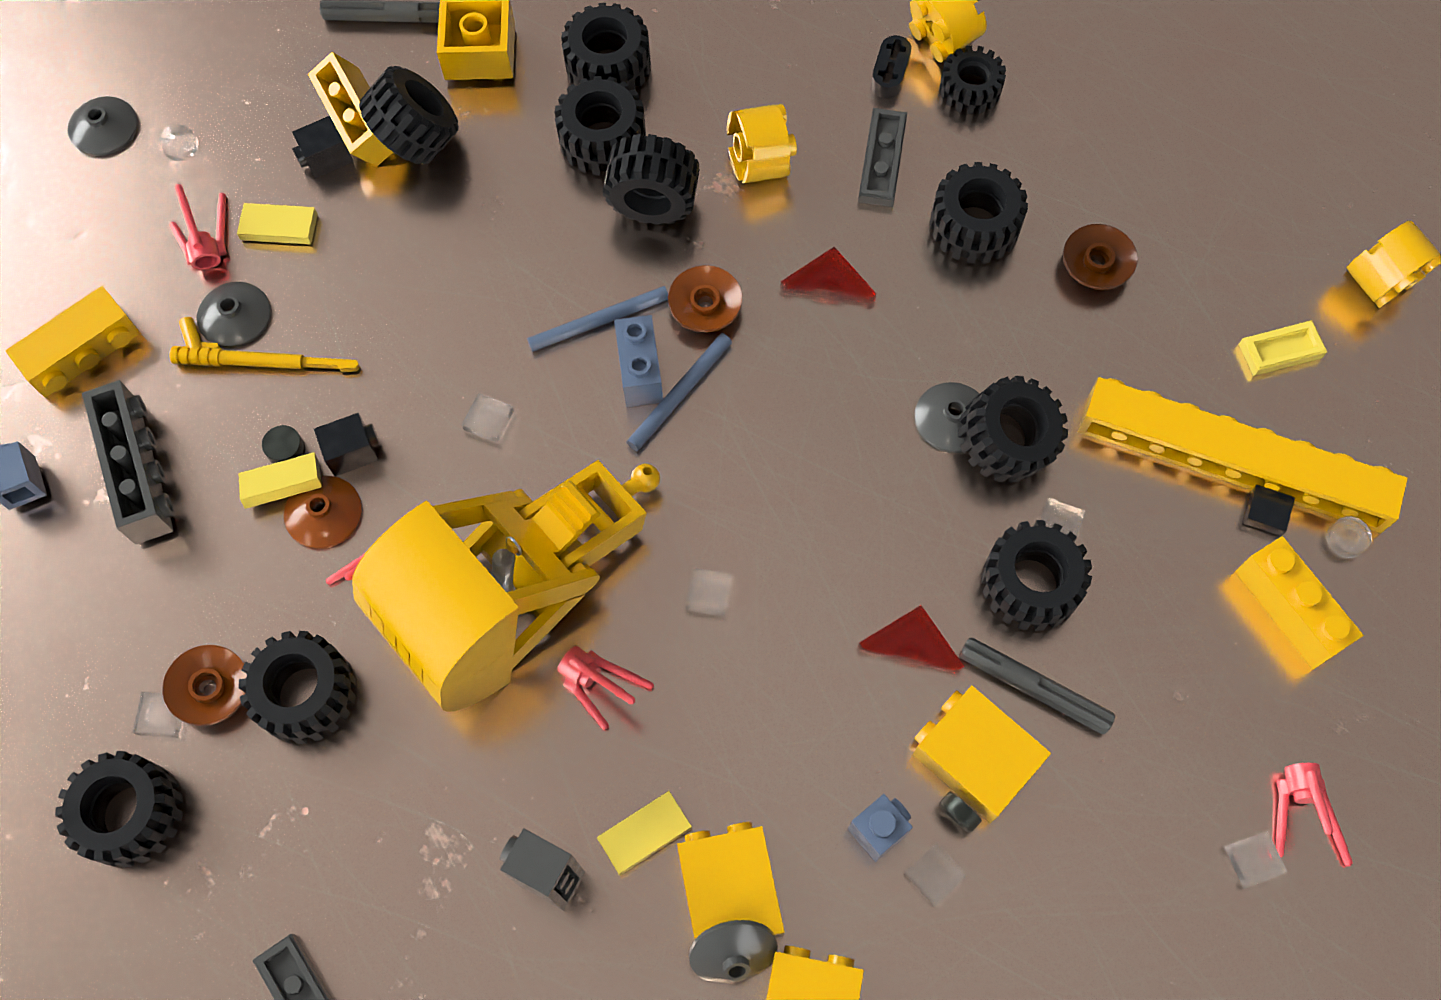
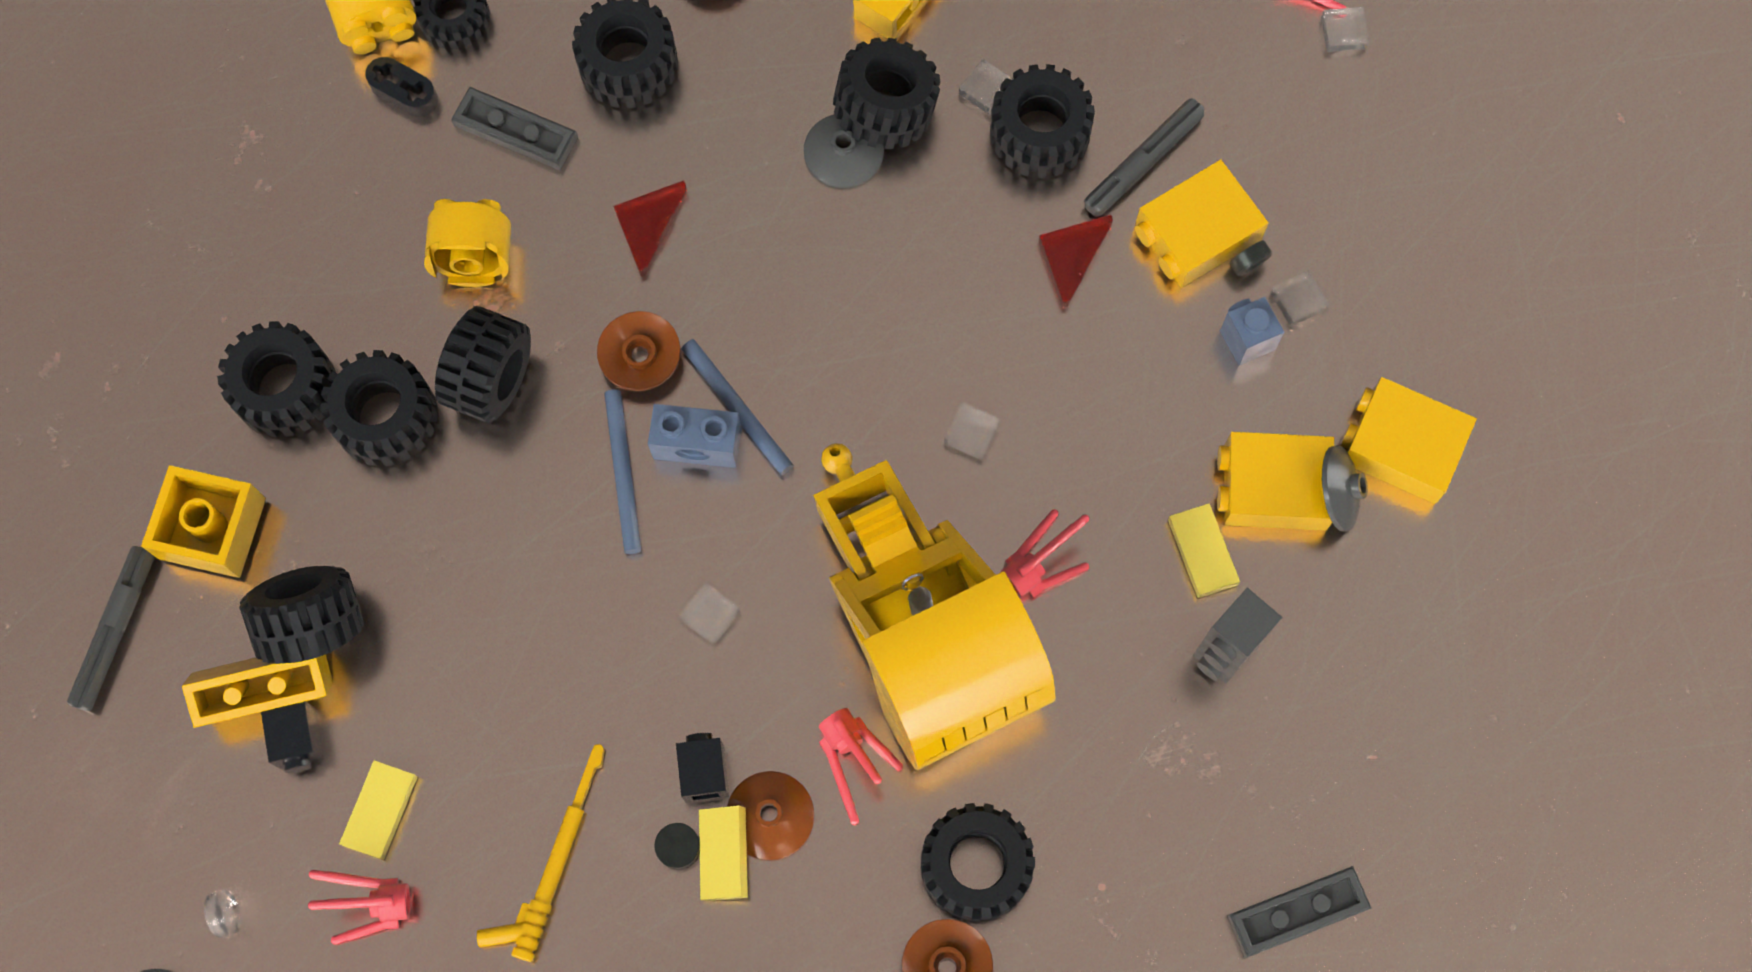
camera: 75 degrees left, 5 degrees up
(242, 323) = (506, 887): dark grey dish -> none

